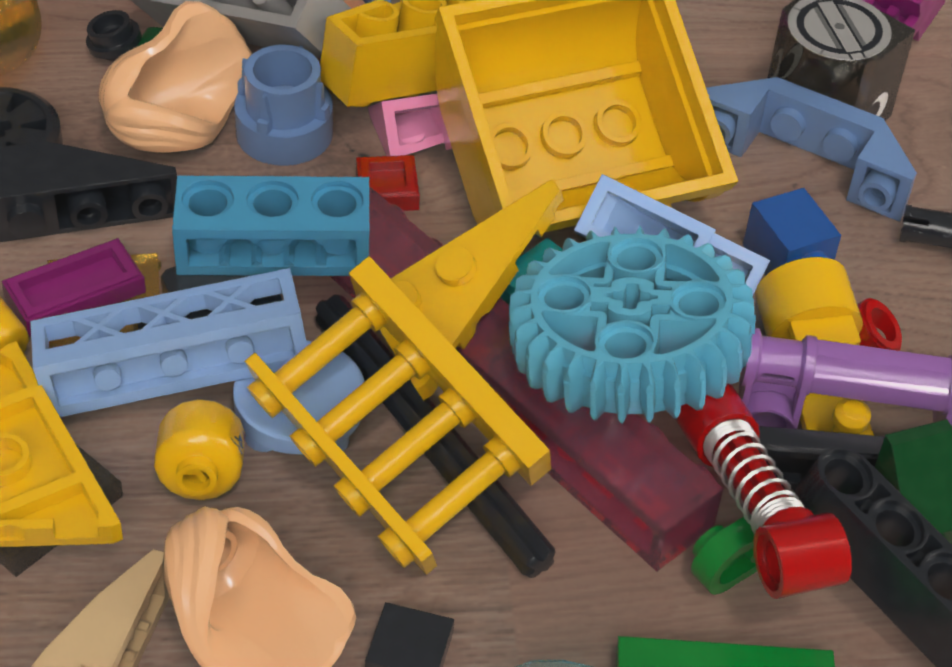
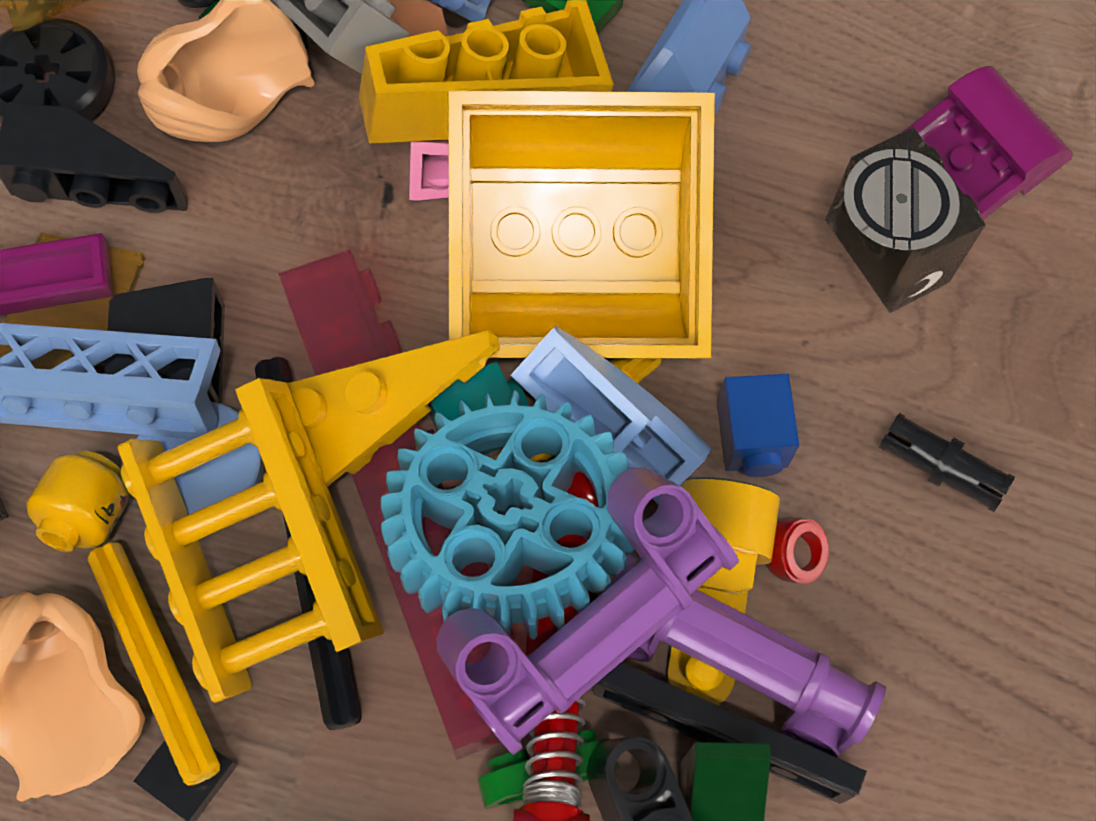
camera: 20 degrees right, 20 degrees up
(270, 225) = (233, 308): dark azure brick -> none
(283, 106) = (318, 118): medium blue piece -> none
(344, 559) = (153, 664): none -> yellow axle
(392, 179) = (391, 230): red tile -> none
(717, 423) = (677, 557): none -> medium lavender piece
(823, 127) = (774, 247): medium blue slope -> none

